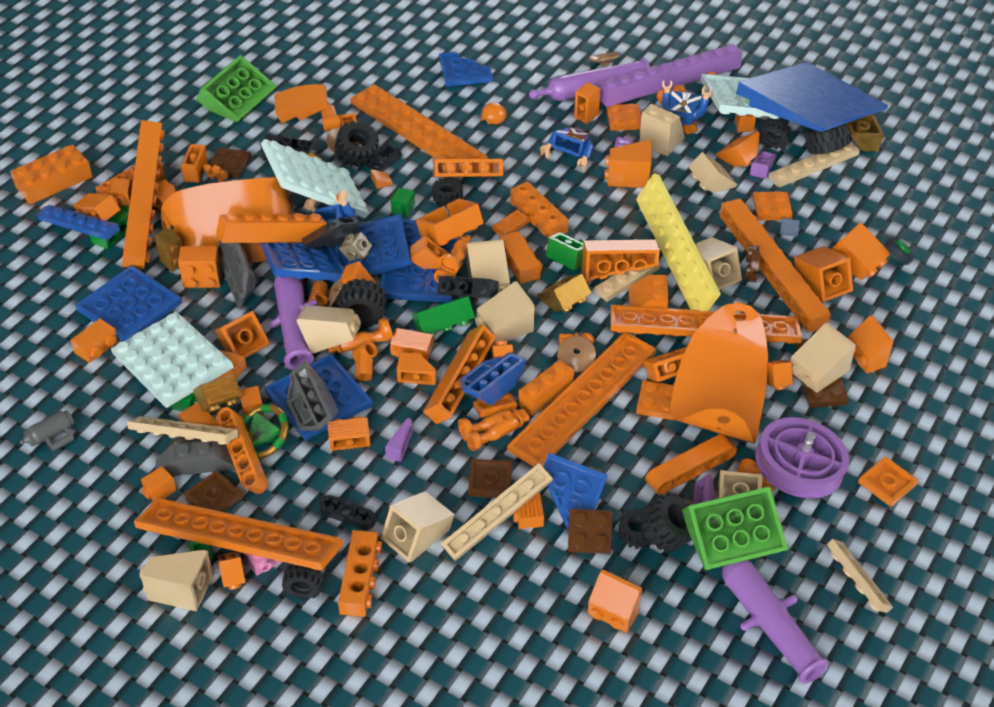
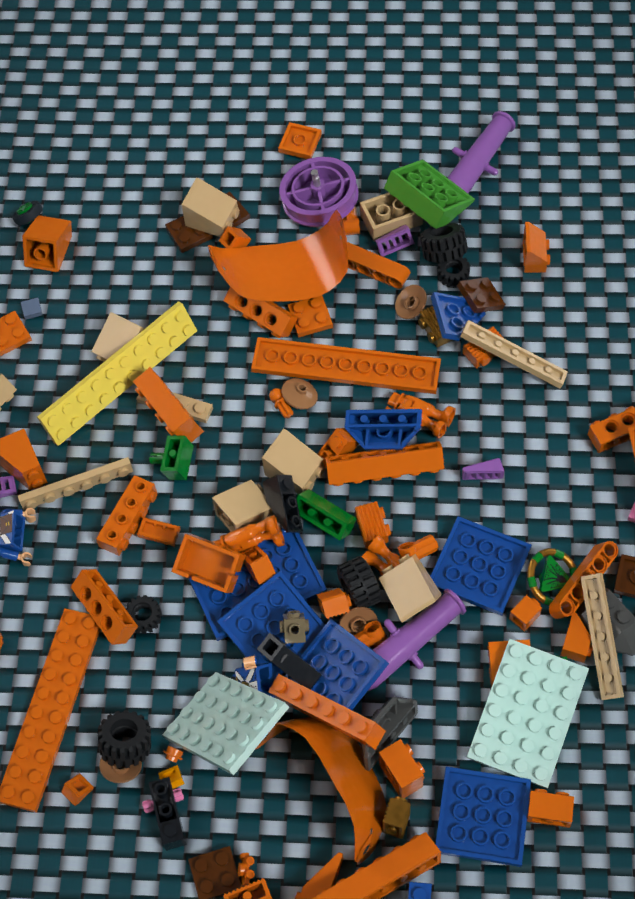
camera: 115 degrees left, 15 degrees up
(218, 393) = (548, 628): pearl gold brick -> none
(243, 335) = (454, 676): orange slope -> none
(300, 102) = (76, 854): orange slope -> none
(310, 399) = (504, 547): dark grey wedge -> none
(329, 118) = (89, 804): orange piece -> none
(341, 505) = (581, 463): black beam -> none
(348, 433) = (503, 514): orange brick -> none
(380, 179) = (156, 693): orange slope -> none
(384, 152) = (115, 700): black slope -> none
(403, 202) = (185, 645): green brick -> none
(415, 369) = (399, 507): orange slope -> none
(416, 525) = (558, 408): tan slope -> none
(489, 477) = (475, 388): reddish brown plate -> none
(521, 258) = (199, 501): orange brick -> none
(545, 387) = (354, 393): orange brick -> none
(565, 293) = (229, 439): slope -> none
(589, 189) = (75, 483): none -> tan plate
(619, 474) = (410, 302): none -> medium nougat dish
(649, 292) = (194, 371): orange slope -> none
(685, 322) = (208, 316): orange plate -> none
(752, 257) = (114, 302): reddish brown plate -> none
(775, 266) = (92, 299): orange brick -> none
(825, 272) = (85, 257): orange slope -> none
(863, 582) = (398, 132): tan plate -> none
(872, 345) = (164, 192): orange slope -> none

